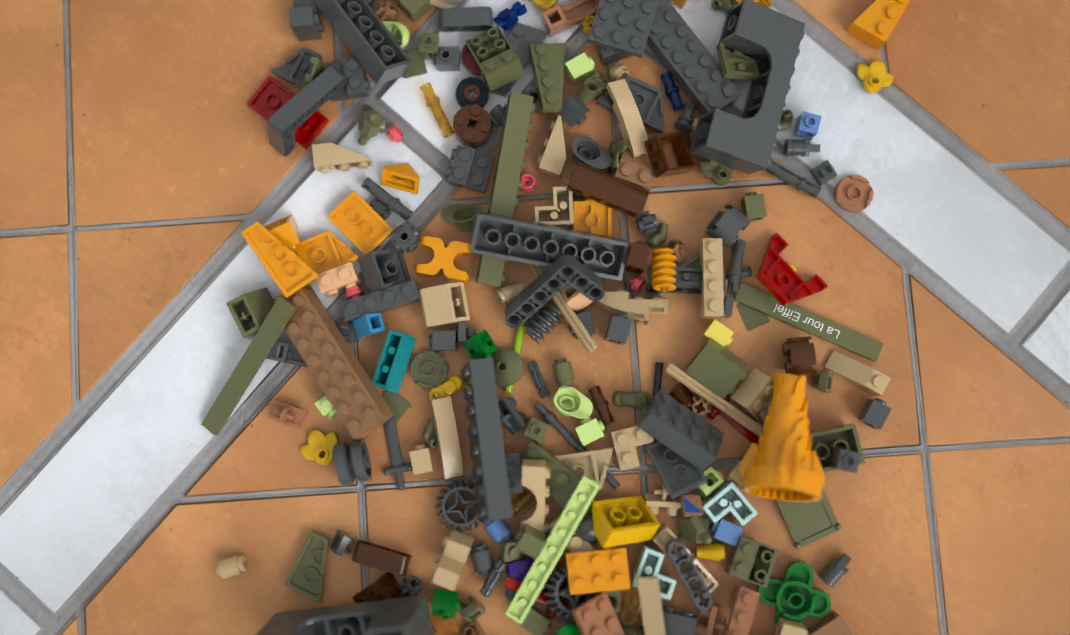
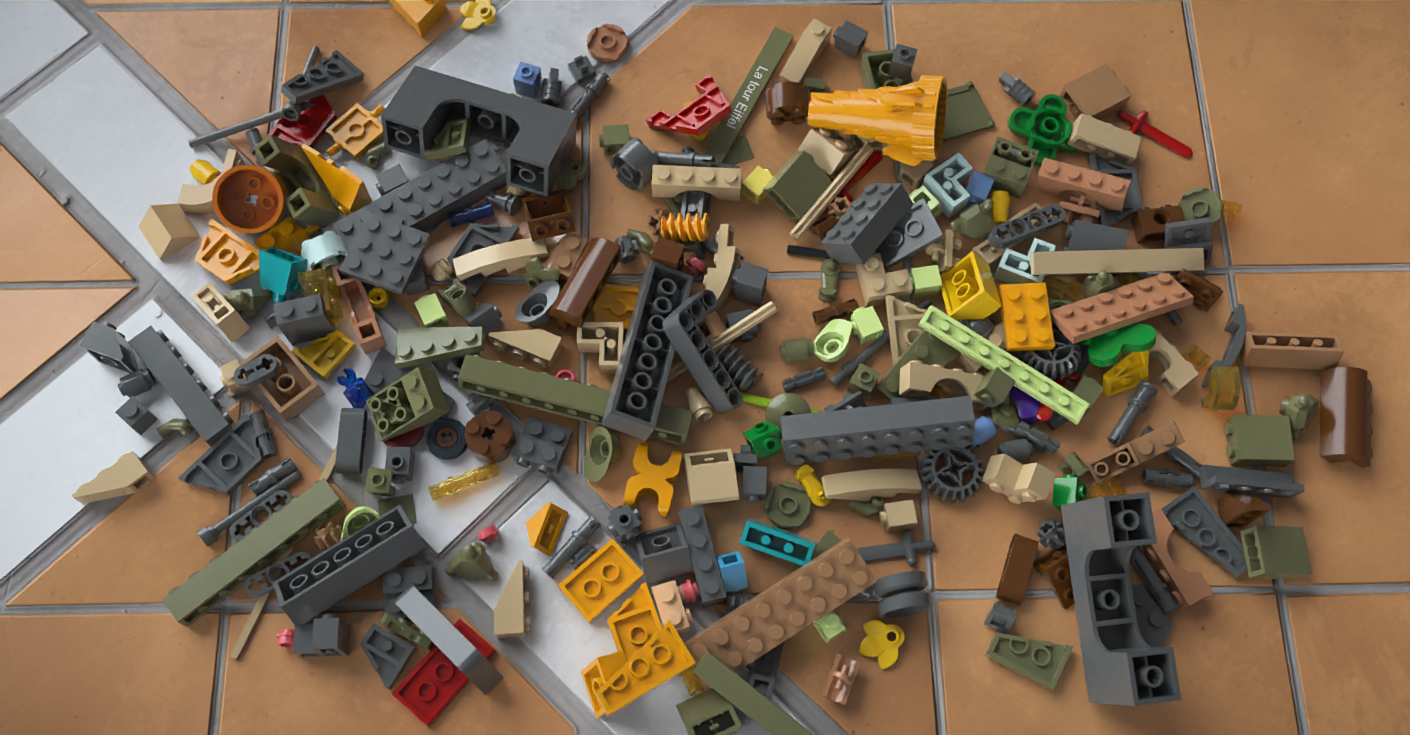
camera: 90 degrees left, 15 degrees down
(633, 482) = (925, 281): none -> yellowish green brick
(691, 505) = (951, 217): medium nougat tile -> none
(698, 21) = (391, 179): none -> dark grey brick

